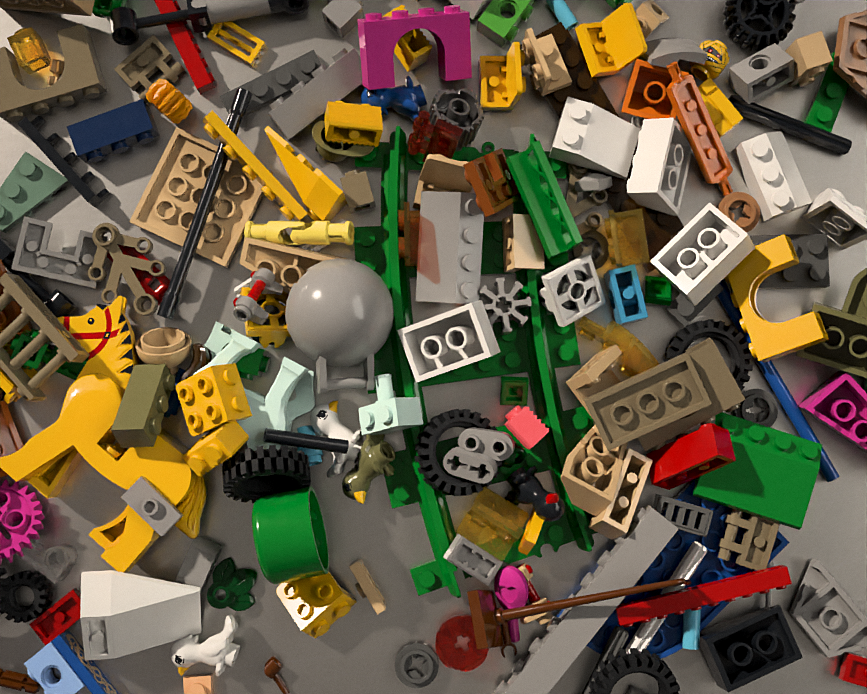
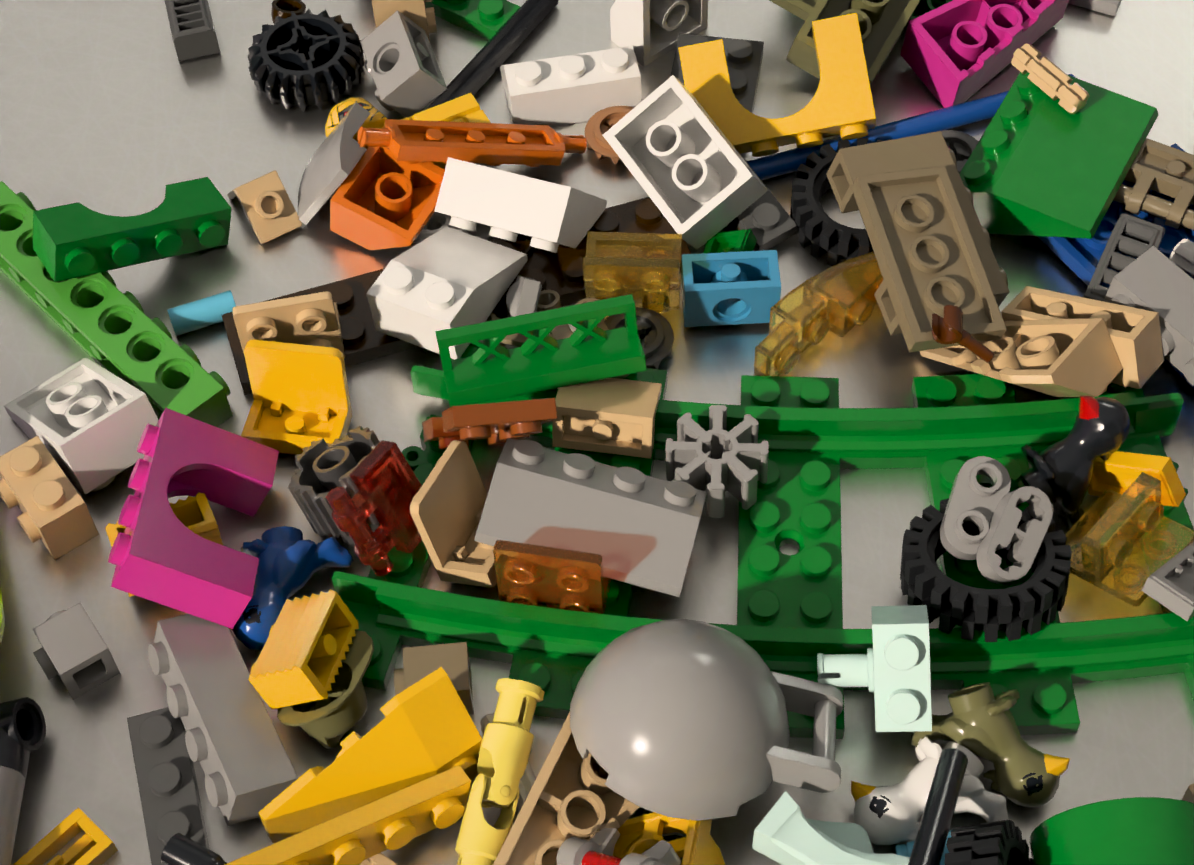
camera: 75 degrees left, 30 degrees down
(449, 341) = (772, 535): white brick -> none
(514, 391) = (876, 470): green tile -> none
(525, 426) = (946, 440): coral brick -> none
(568, 288) = (702, 358): white piece -> none
(595, 375) = (866, 347): tan bracket -> none
(595, 417) = (951, 331): none -> reddish brown hand
(612, 42) = (284, 236): yellow bracket -> none
(691, 456) = (1026, 222): red brick -> none
(806, 461) = (1050, 78): none -> tan axle

